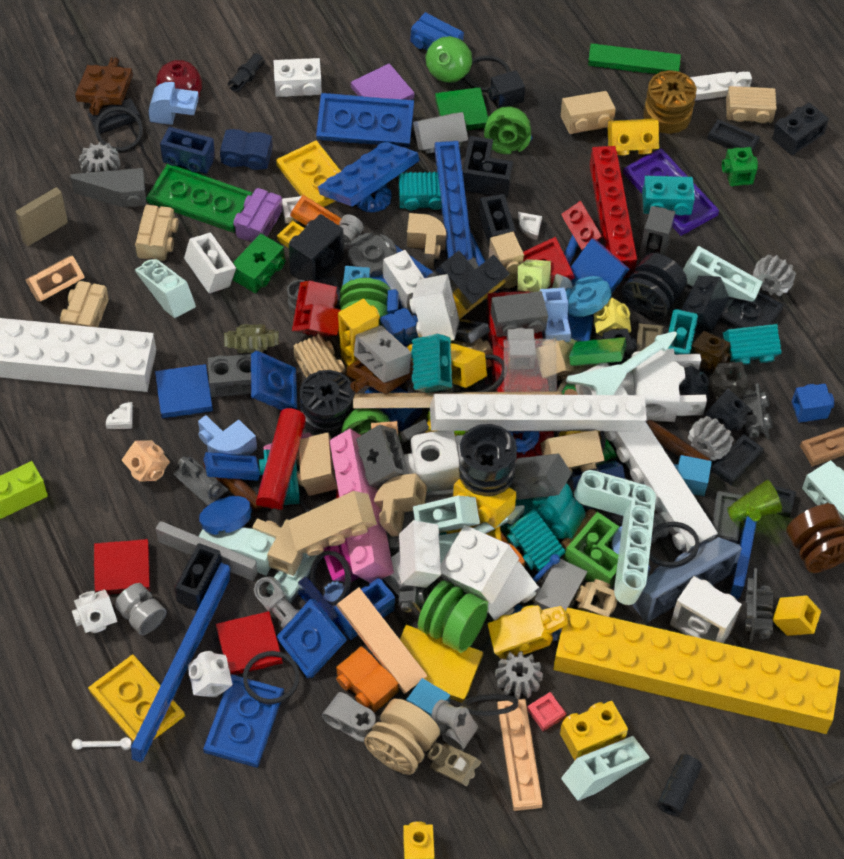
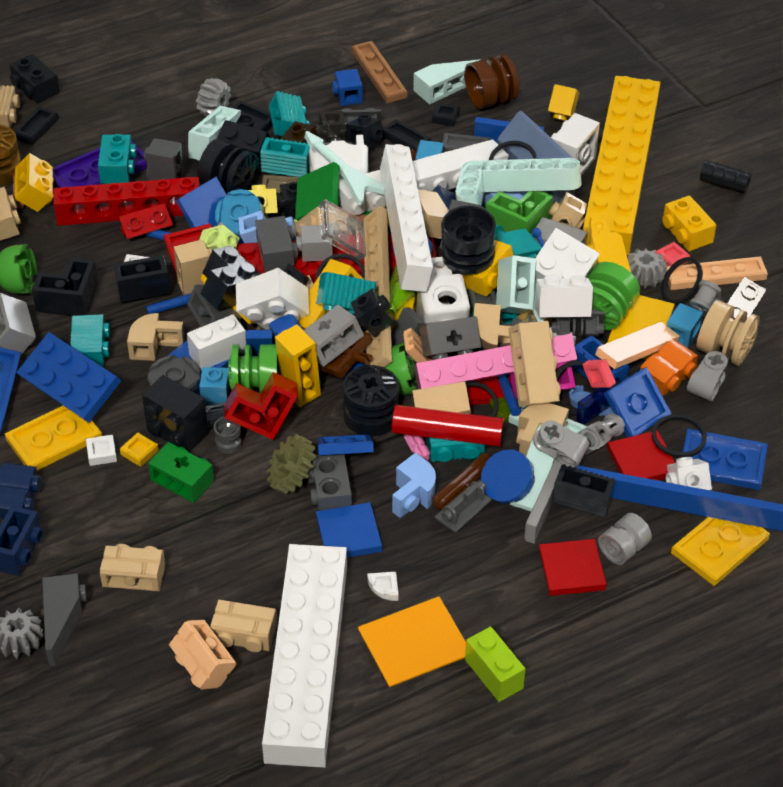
camera: 90 degrees left, 10 degrees down
(41, 216) = (111, 672): dark tan tile -> none
(61, 439) = (414, 641): none -> light orange piece
(94, 611) = (634, 575): white brick -> none
(125, 744) = (765, 549): white hinge -> none
(146, 461) = (449, 547): light nougat brick -> none
(166, 287) = (209, 553): light aqua slope -> none
(198, 197) = (77, 534): green tile -> none
(209, 262) = (184, 508): white brick -> none
(231, 466) = (448, 477): blue tile -> none
(238, 549) = (563, 444): none -> light grey piece
(259, 215) = (114, 475): medium lavender brick -> none
(308, 210) = (118, 426): orange tile -> none
(317, 355) = (317, 415): tan brick -> none
(332, 592) = (599, 373): none -> coral tile
(351, 227) = (133, 399): light grey wheel -> none
(400, 381) = (373, 312): none -> black brick
(453, 198) = (116, 307): blue tile -> none
(603, 767) = (731, 219): light aqua slope -> none
(710, 438) = (393, 134): light grey gear -> none
(740, 166) = (79, 115): green brick -> none
(757, 503) = (458, 115): clear neon green piece -> none
(759, 608) = (553, 116): dark grey hinge -> none

